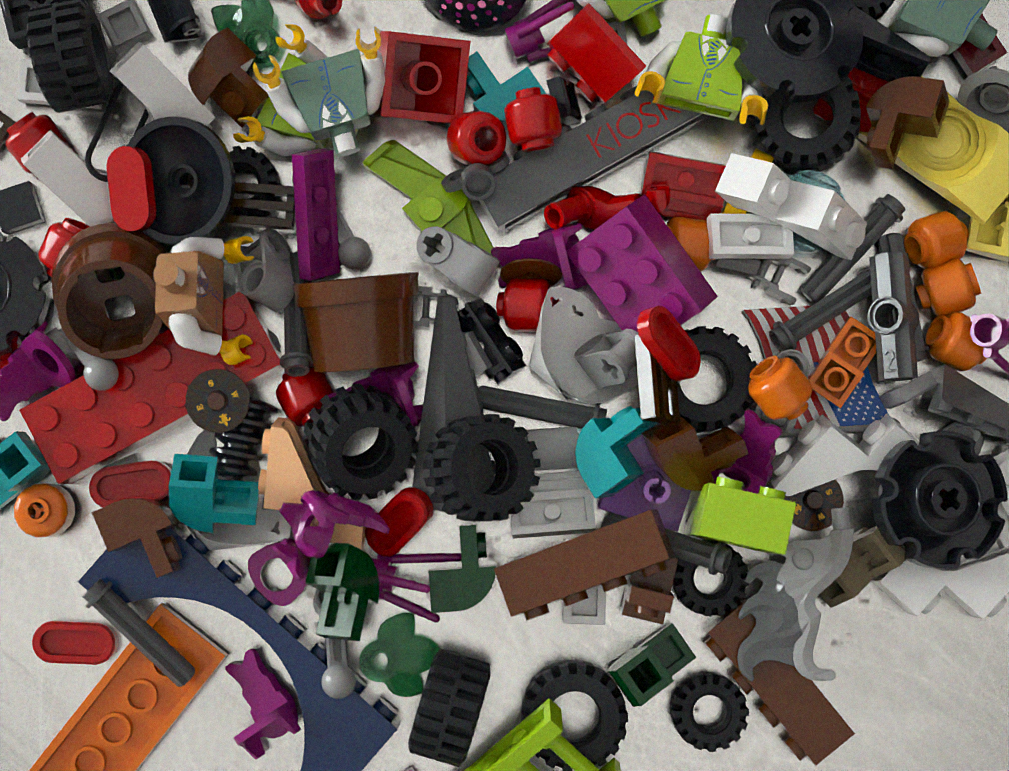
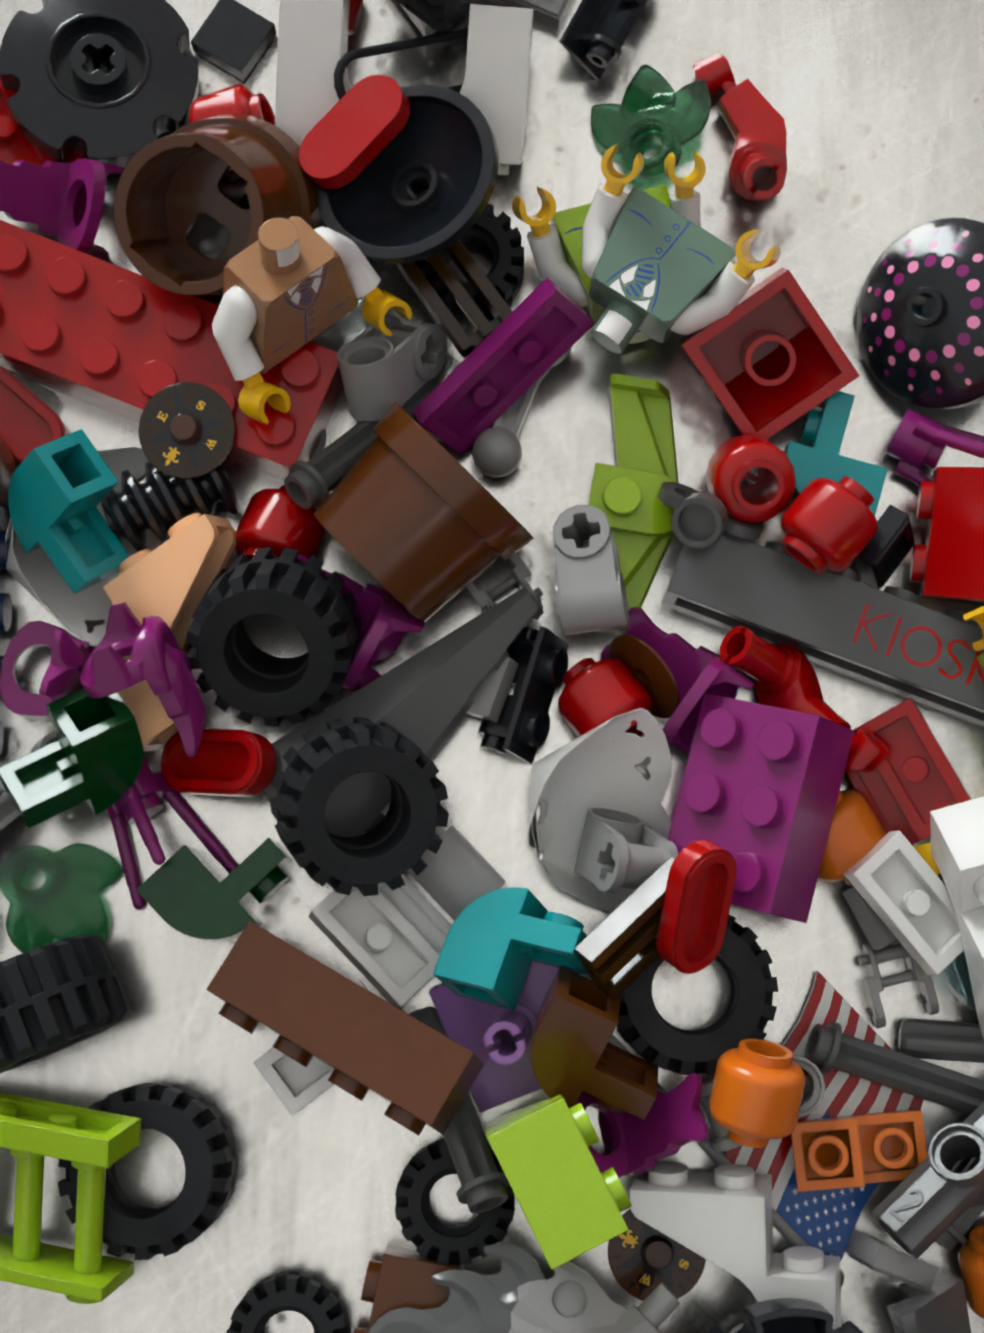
camera: 50 degrees right, 5 degrees down
(98, 372) = (106, 265): light grey piece -> none
(222, 77) = (574, 133): reddish brown brick -> none
(538, 407) = (493, 817): dark grey axle -> none
(650, 596) = (372, 1144): reddish brown brick -> none
(650, 666) = (283, 1214): dark green brick -> none

